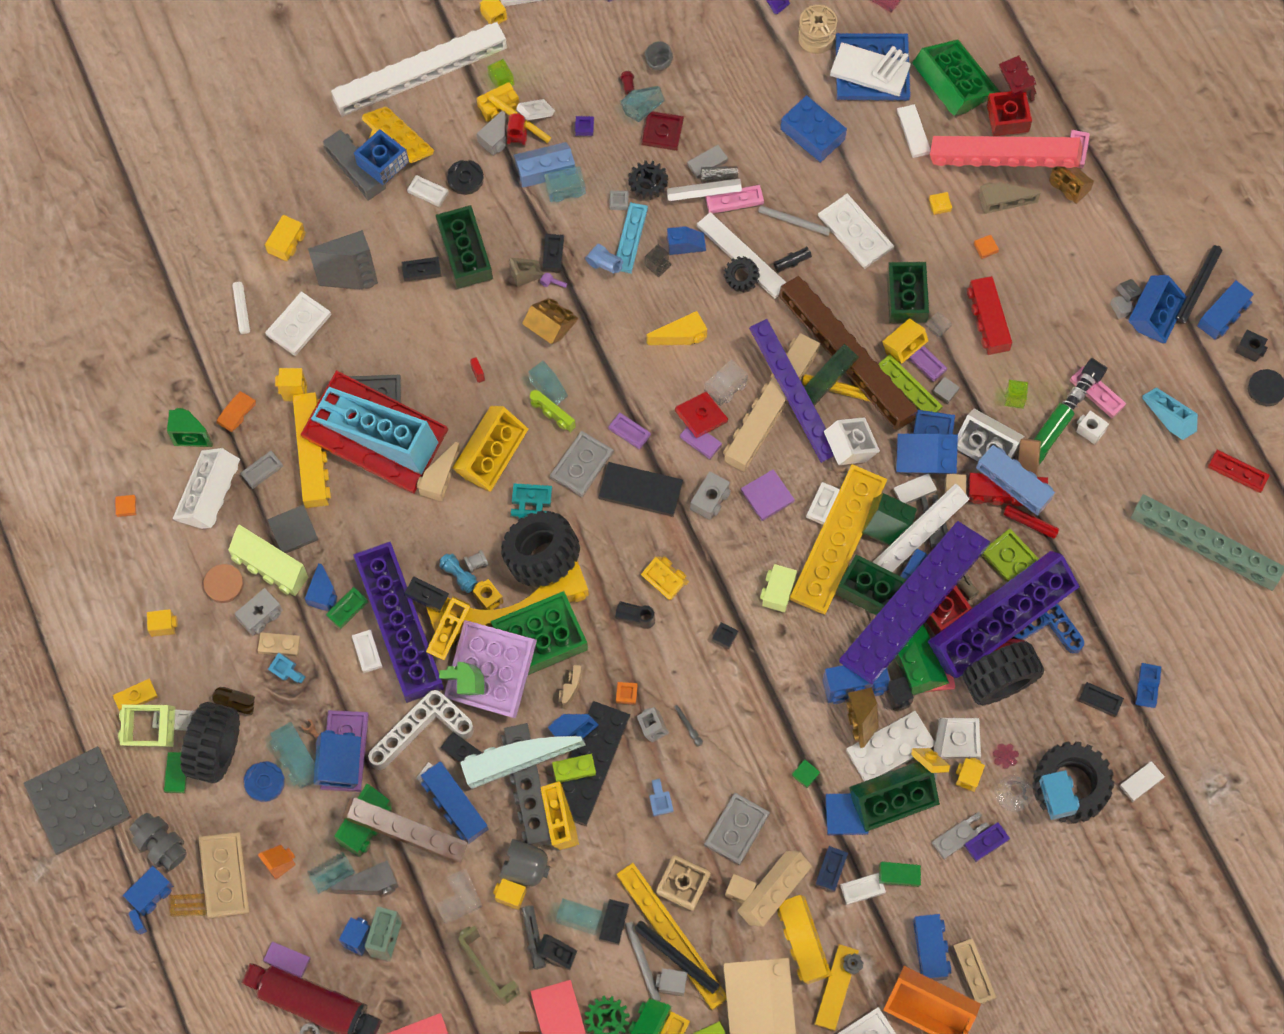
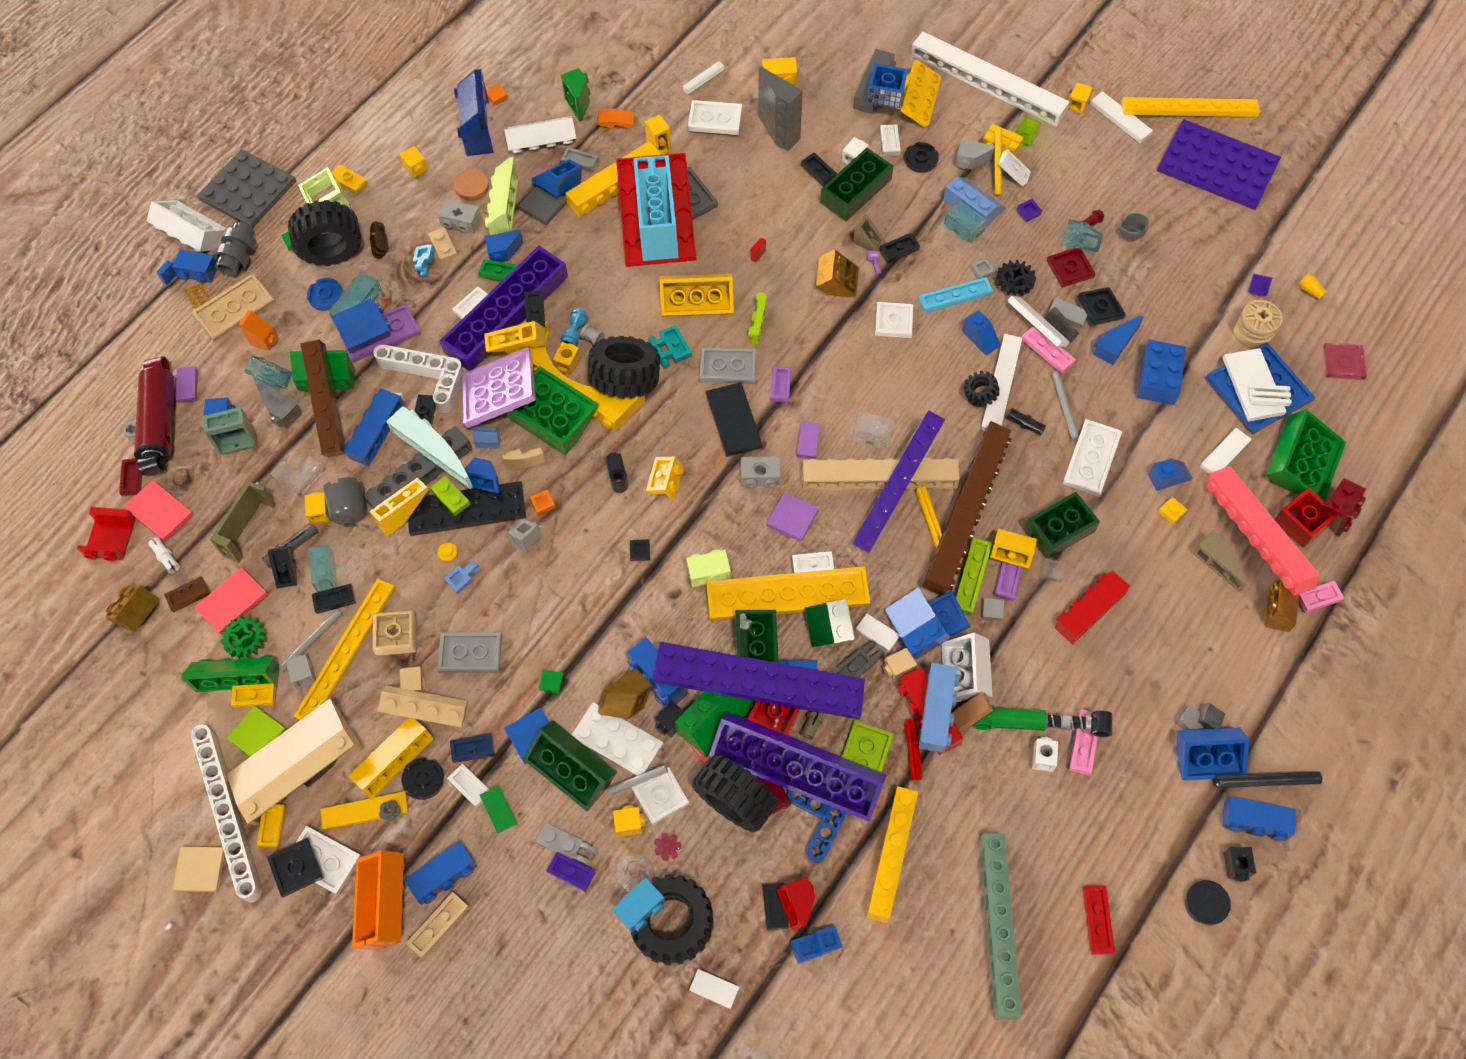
camera: 60 degrees right, 5 degrees down
(88, 878) = (185, 224): none -> white slope
(151, 531) = (473, 114): none -> clear blue windscreen
(276, 498) = (560, 178): none -> blue slope
(425, 228) = (852, 150): none -> white brick
(438, 475) = (648, 271): tan slope -> none
(468, 676) = (479, 374): bright green brick -> none
(516, 129) = (985, 164): red piece -> none
(528, 707) = (487, 437): none -> medium blue piece
(547, 382) = (780, 302): clear light blue slope -> none
(602, 258) = (919, 284): medium blue piece -> none
(623, 301) = (894, 320): none -> white tile
(626, 800) = (447, 552): none -> yellow plate
(657, 260) = (947, 322): clear smoke brick -> none
(677, 957) = (323, 662): black axle -> none
(683, 331) = (897, 374): yellow slope -> none
(693, 733) = (538, 572): dark grey piece -> none
(701, 414) = (830, 426): red plate -> none
(718, 132) = (1101, 305): none -> black tile
(762, 144) = (1115, 340): none -> blue slope
(830, 373) = (933, 501): clear green tile -> none
(836, 924) = (422, 779): none -> black tile
(851, 441) = (883, 552): white brick -> none
(908, 185) = (1169, 473): none -> blue slope
(922, 528) = (837, 654): white plate -> none
(930, 760) = (616, 776): yellow plate -> none
(986, 246) = (1159, 570): orange tile -> none
(1016, 394) = (1030, 669): clear neon green brick -> none
(1110, 679) = (797, 901): none -> red slope
(1111, 587) = (892, 855): none -> yellow brick
(1173, 414) = (1112, 821): medium azure slope -> none

